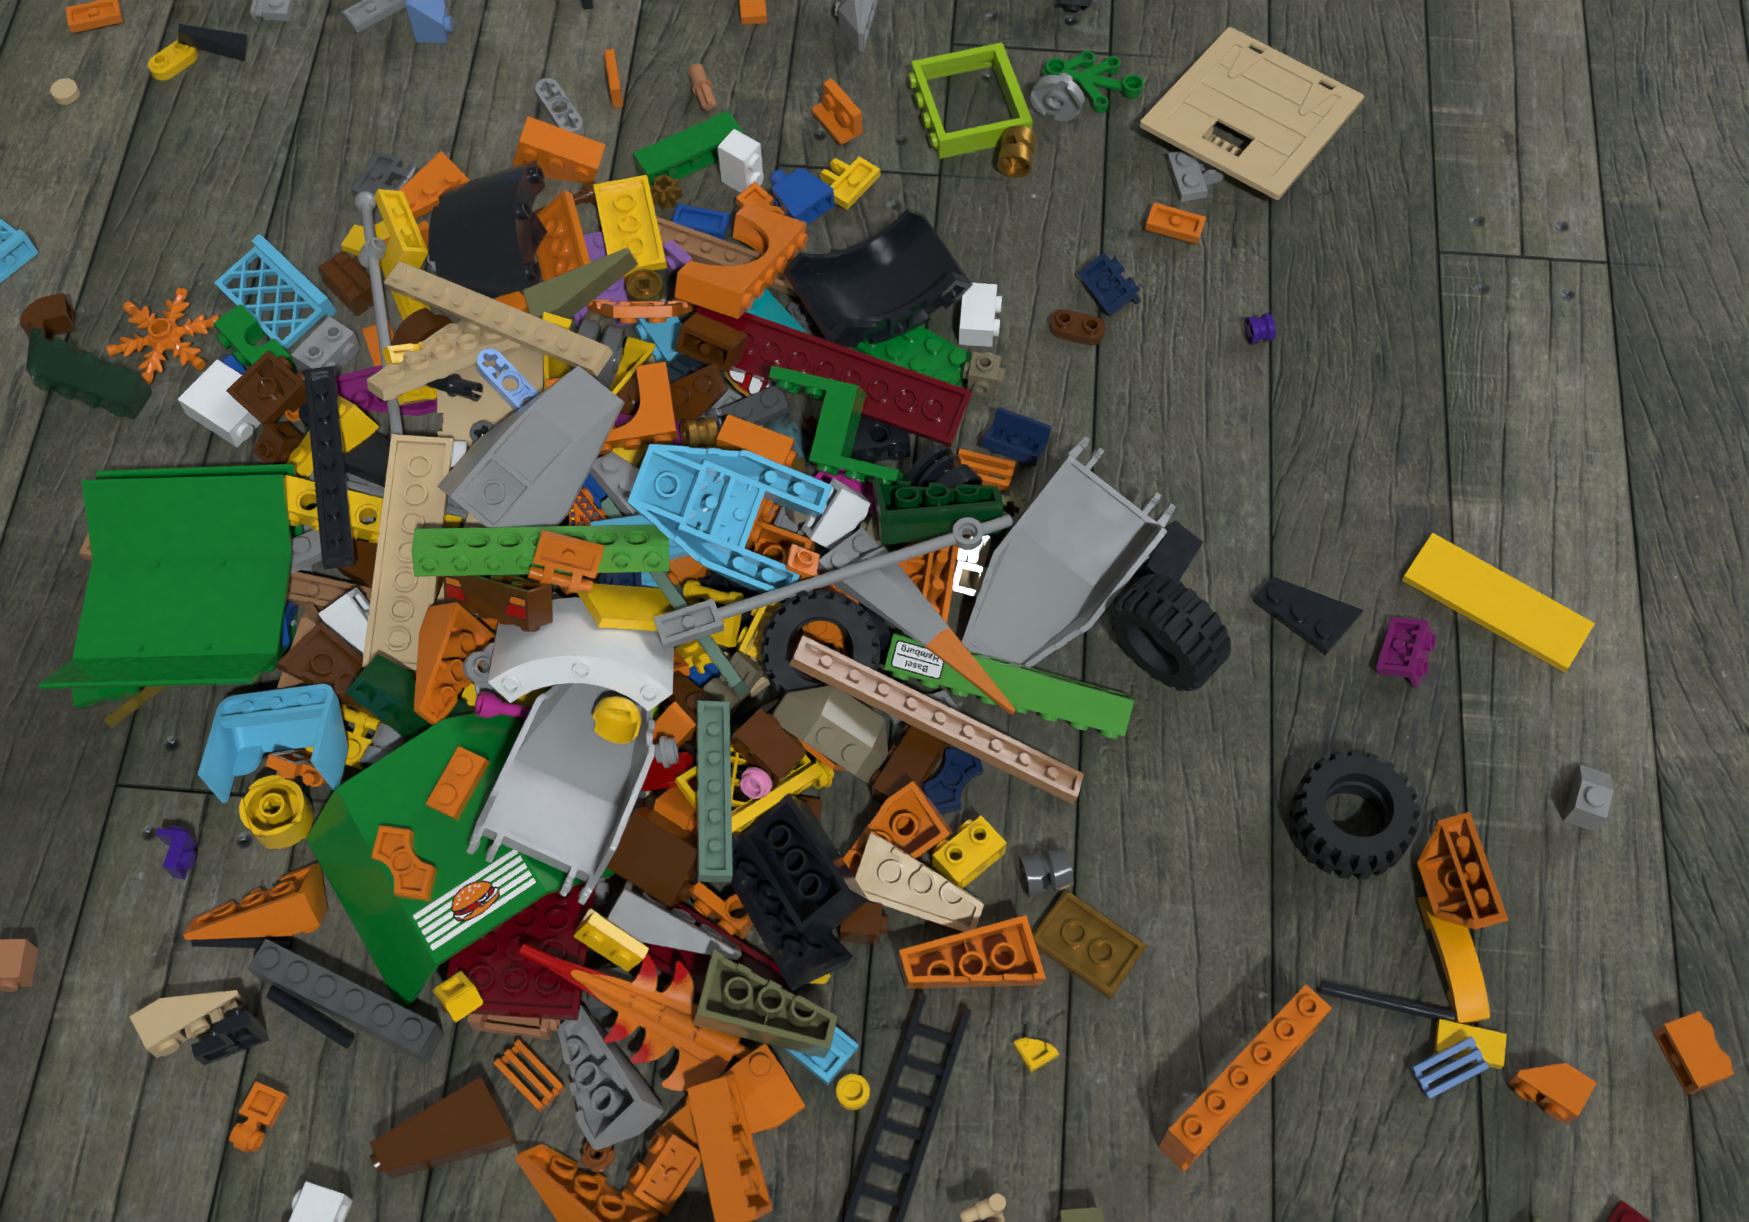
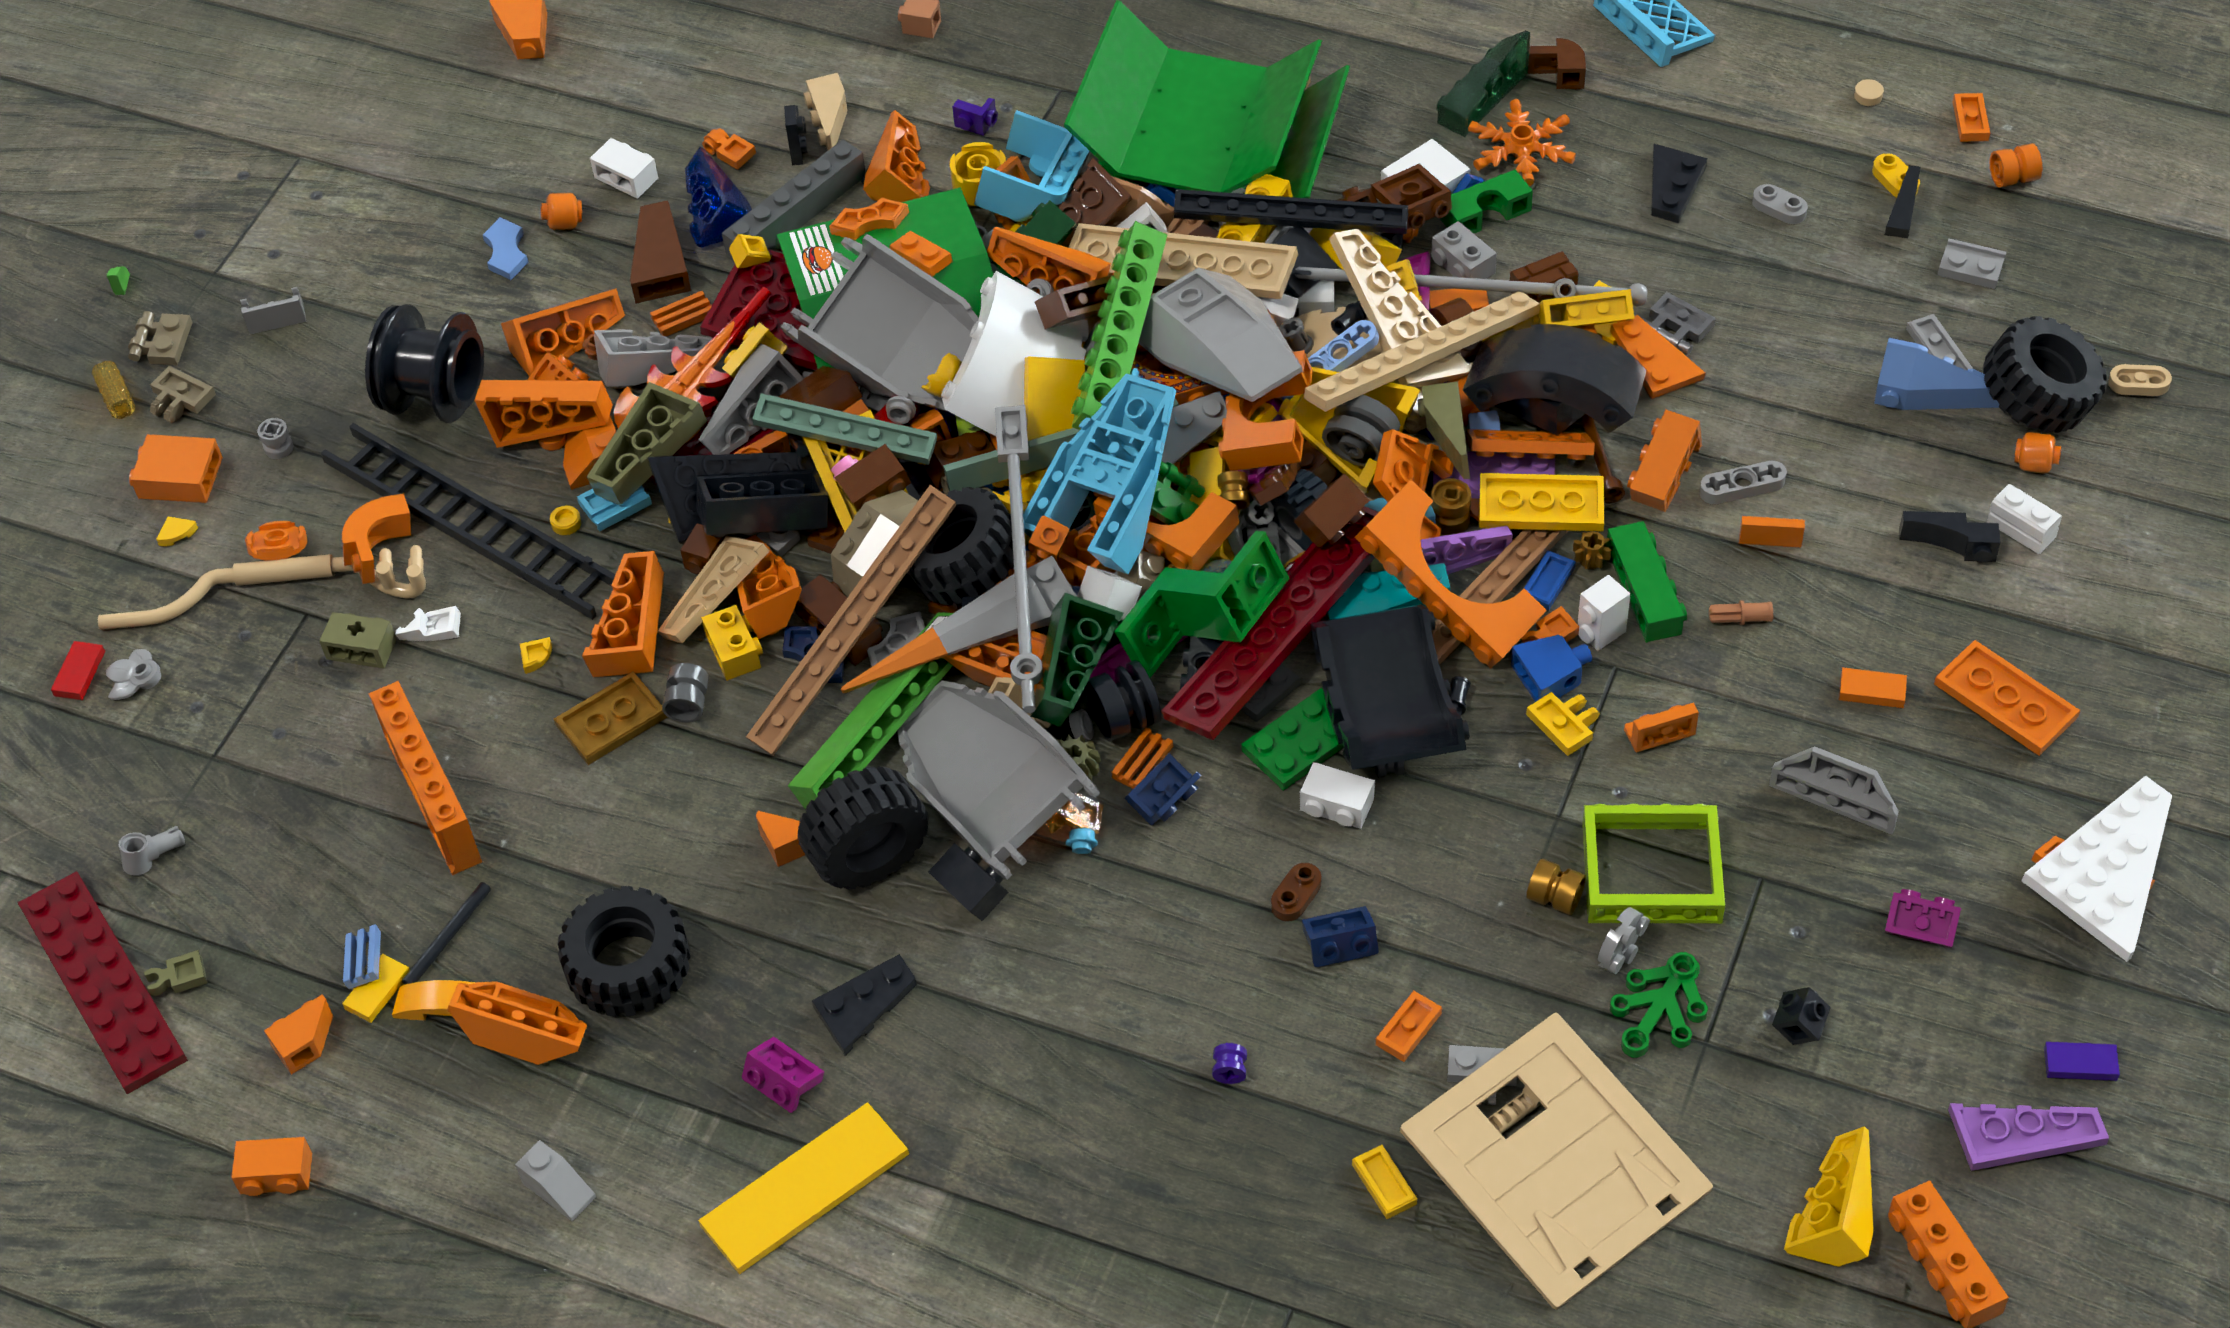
camera: 110 degrees right, 10 degrees down
(196, 212) = (1674, 181): none -> black wing
(222, 131) = (1780, 204): none -> light grey plate
(286, 273) = (1575, 235): medium azure fence -> none
(358, 1094) = (714, 199): none -> clear blue wedge
(569, 555) = (1088, 325): orange plate -> none
(984, 374) = (1253, 778): dark tan brick -> none
(1032, 1178) = (432, 626): none -> white slope
(1176, 725) = (780, 837): none -> orange slope
(1311, 214) = (1384, 1181): none -> yellow tile

